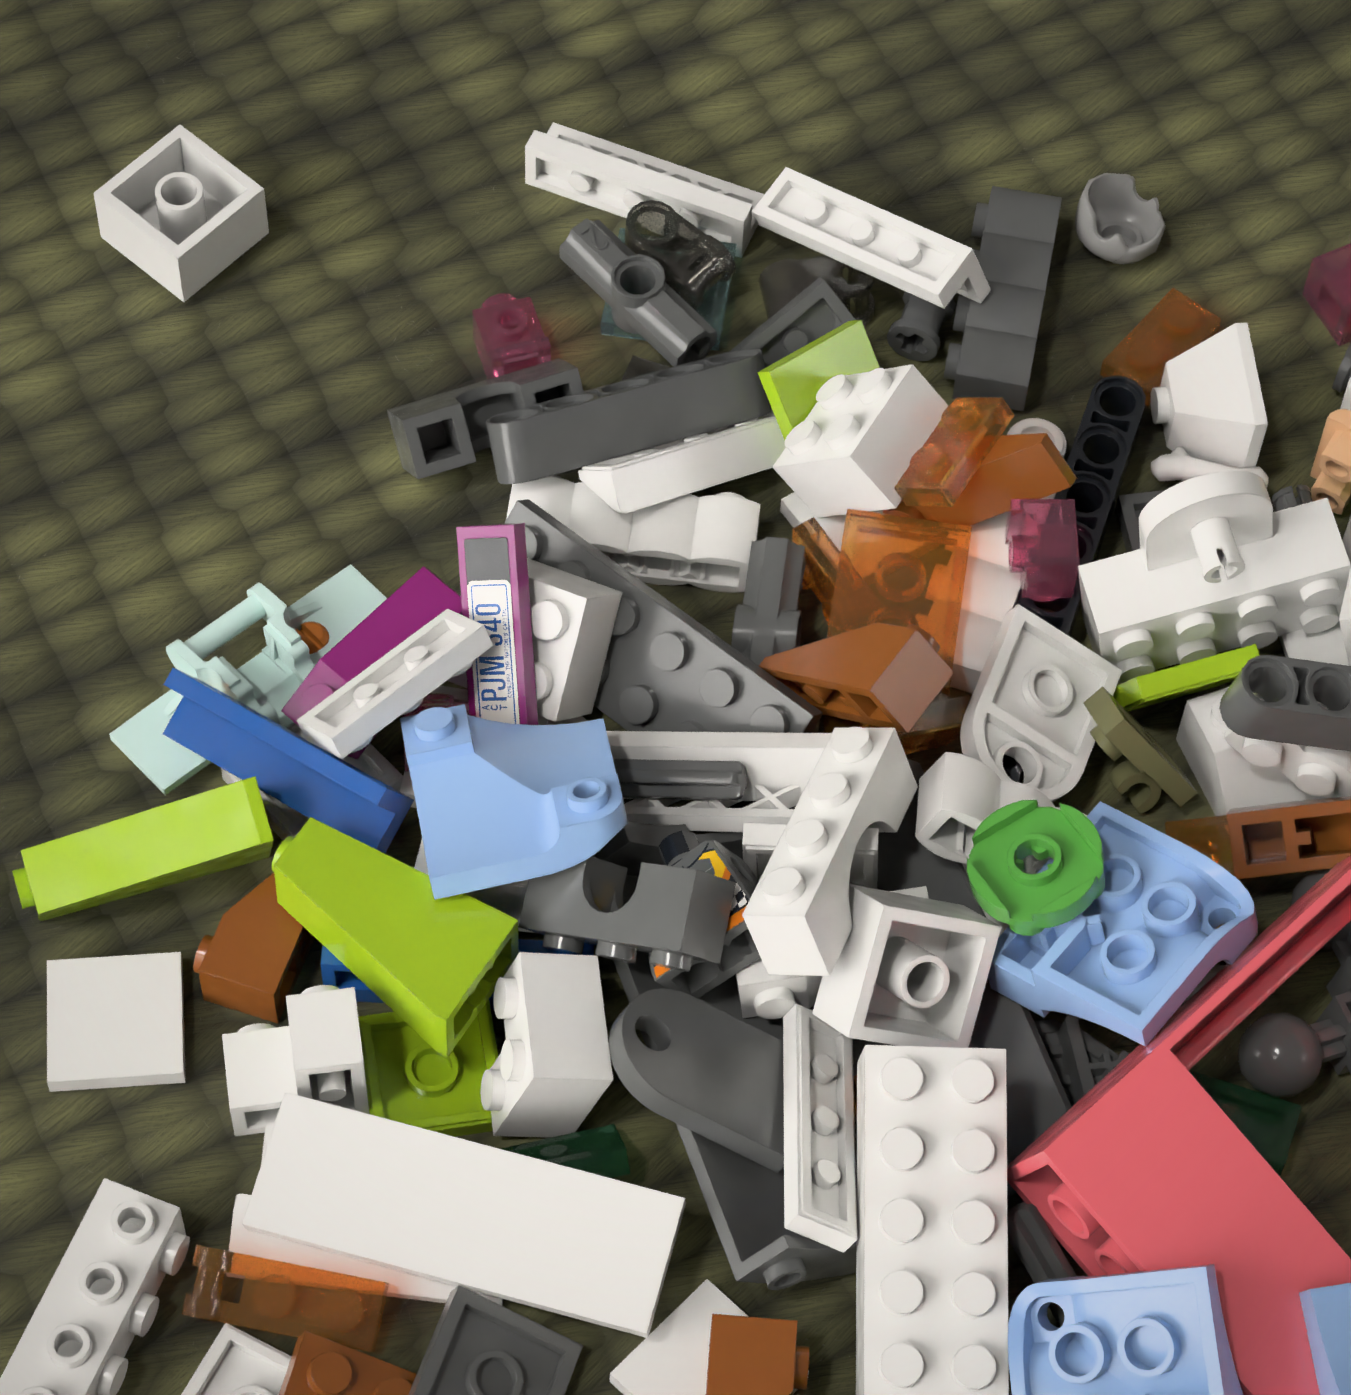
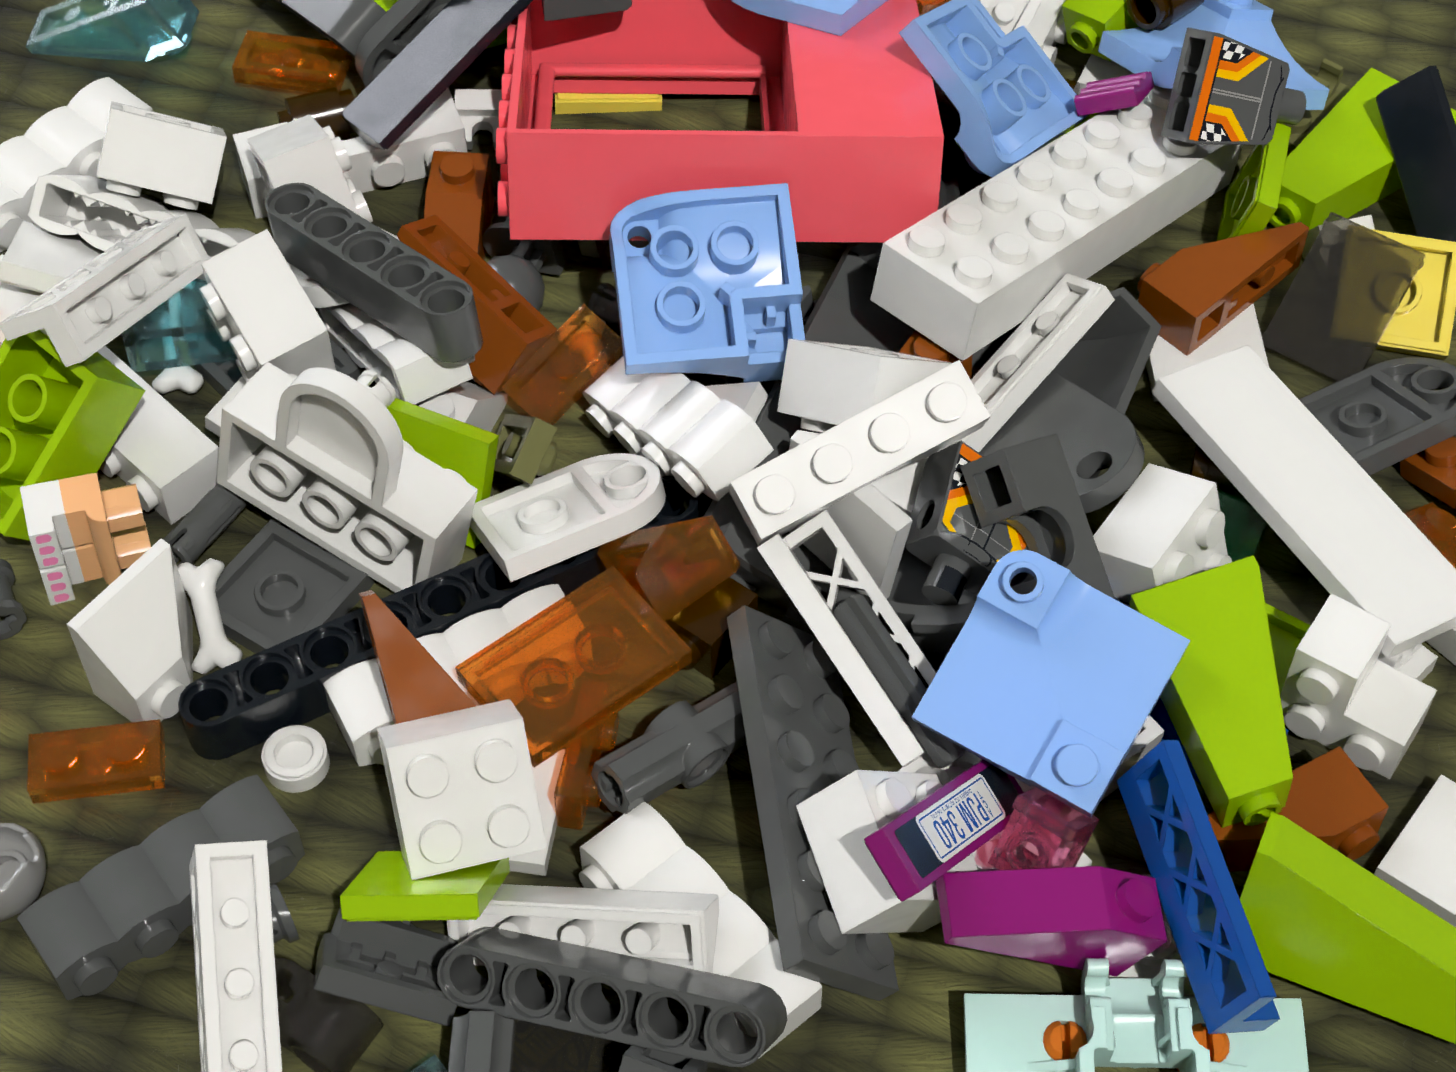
camera: 135 degrees left, 5 degrees down
(395, 683) = (1076, 831): white plate -> none
(867, 674) = (691, 559): dark orange slope -> none
(954, 451) = (424, 683): clear orange plate -> none
(1040, 899) = (726, 369): bright green plate -> none
(1043, 547) = (430, 596): clear pink brick -> none

